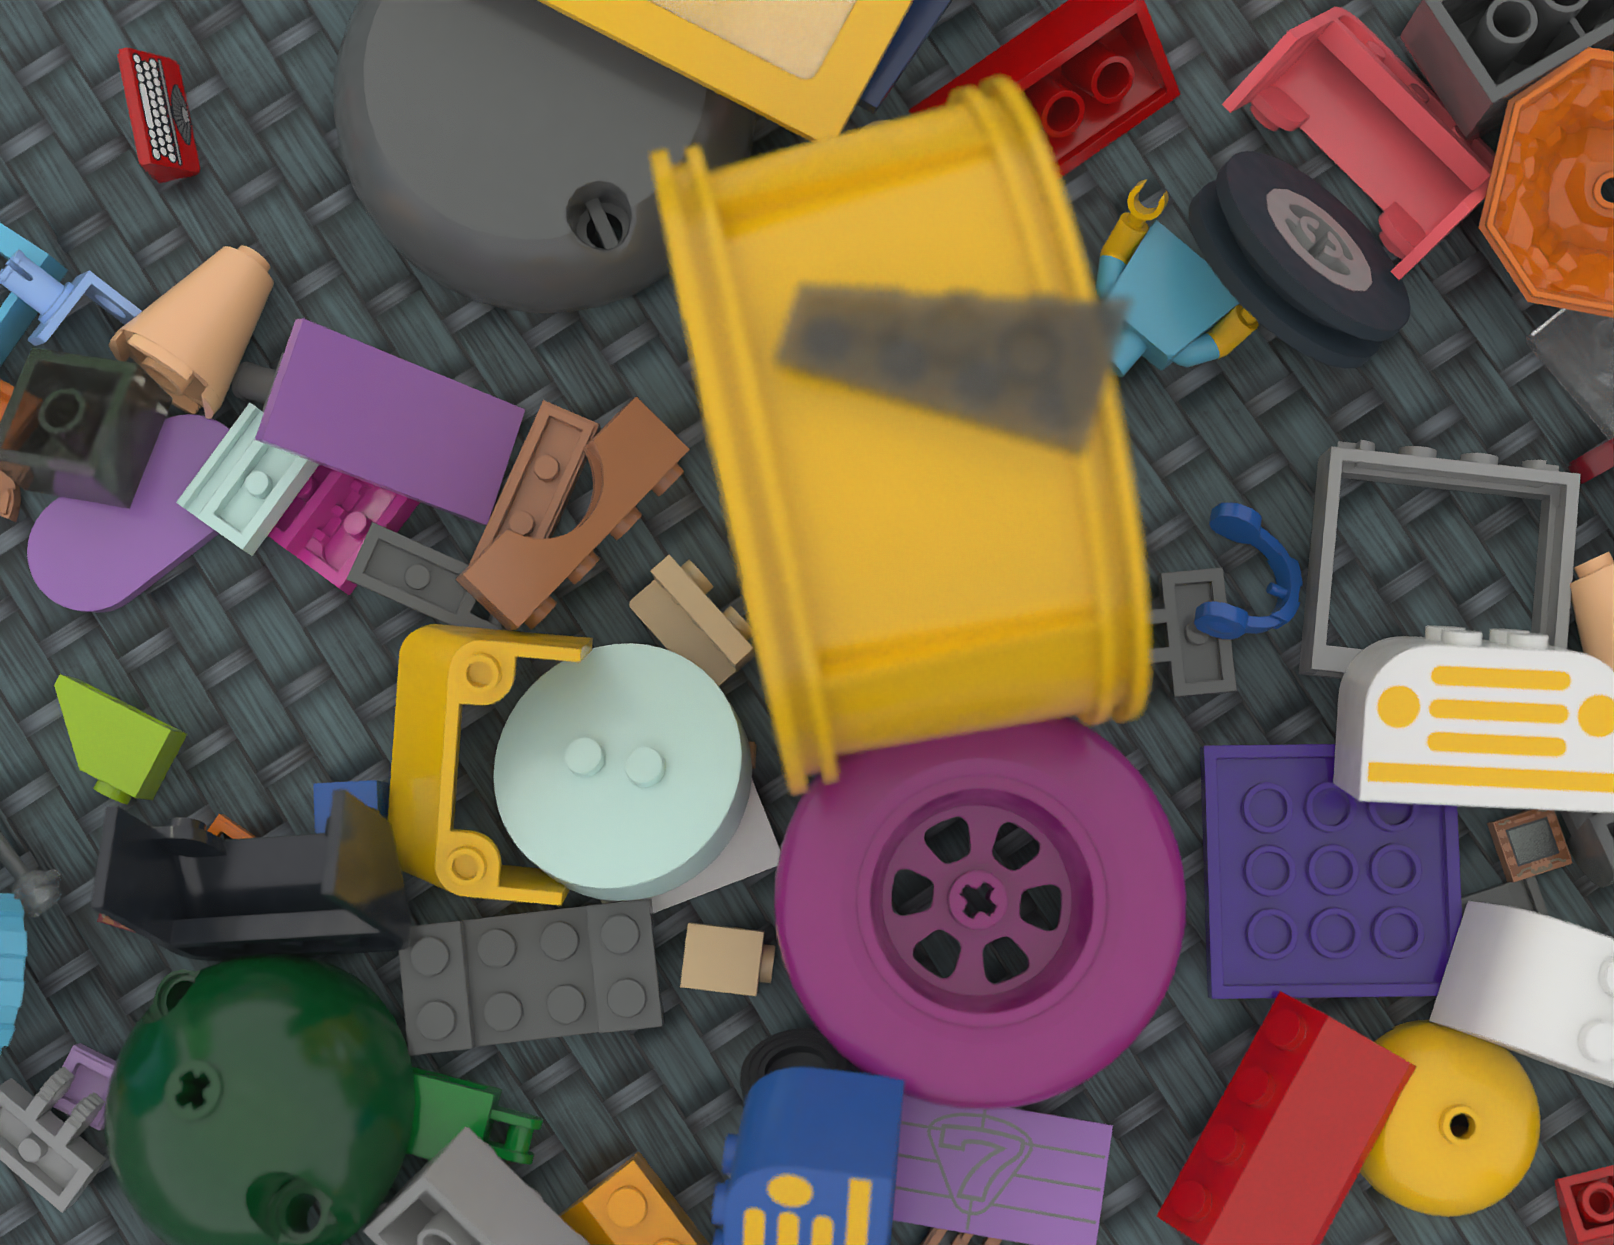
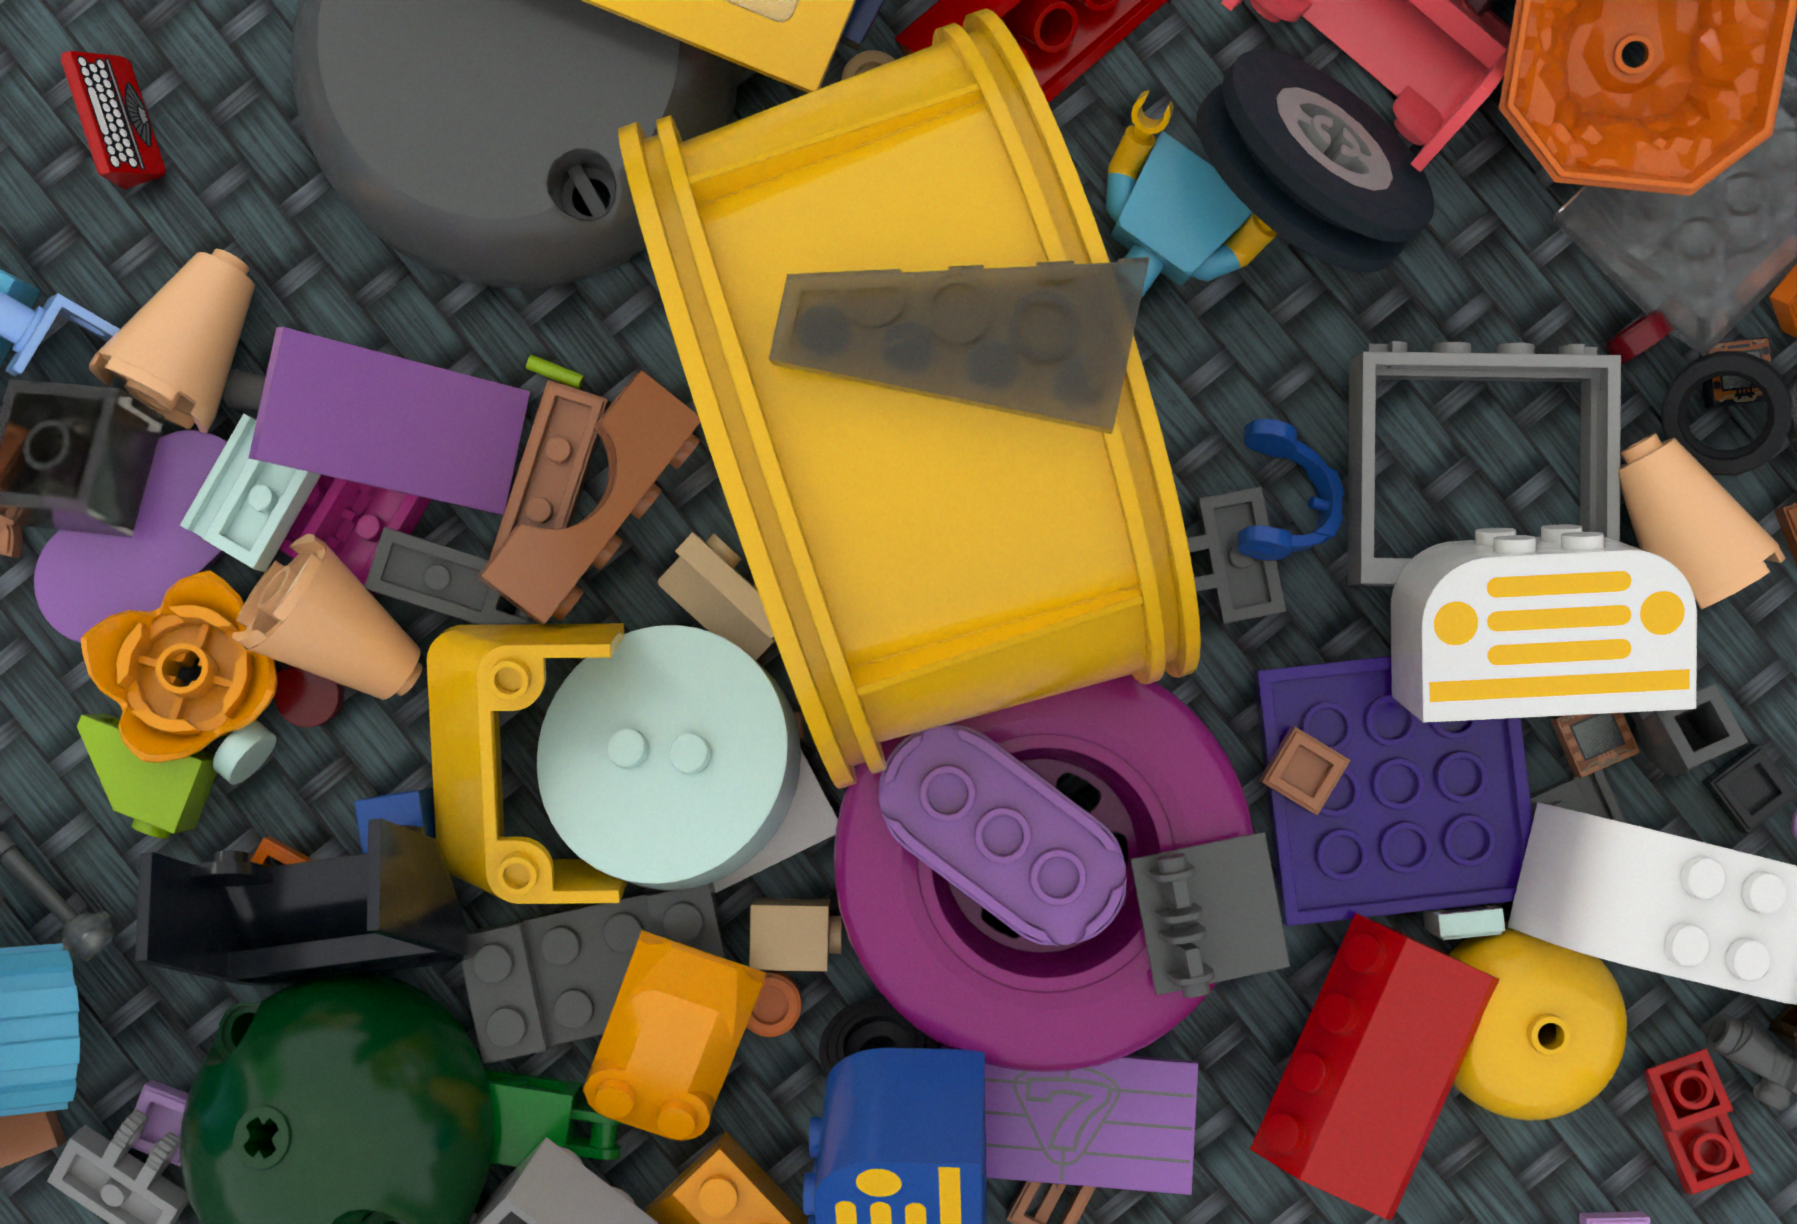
camera: 10 degrees left, 5 degrees up
(124, 620) = (138, 660): none -> light orange brick
(210, 728) = (243, 752): none -> light aqua tile
(279, 677) = (307, 698): none -> dark red tile
(308, 610) = (328, 624): none -> light nougat cone
(550, 394) = (554, 372): none -> lime piece
(597, 1045) = (671, 1037): none -> light orange slope
(695, 1027) = (776, 1005): none -> orange tile
(942, 867) = (1002, 835): none -> medium lavender tile
(1136, 963) = (1209, 914): none -> dark grey hinge
(1241, 846) = (1304, 770): none -> nougat tile
(1386, 1011) = (1465, 921): none -> light aqua tile

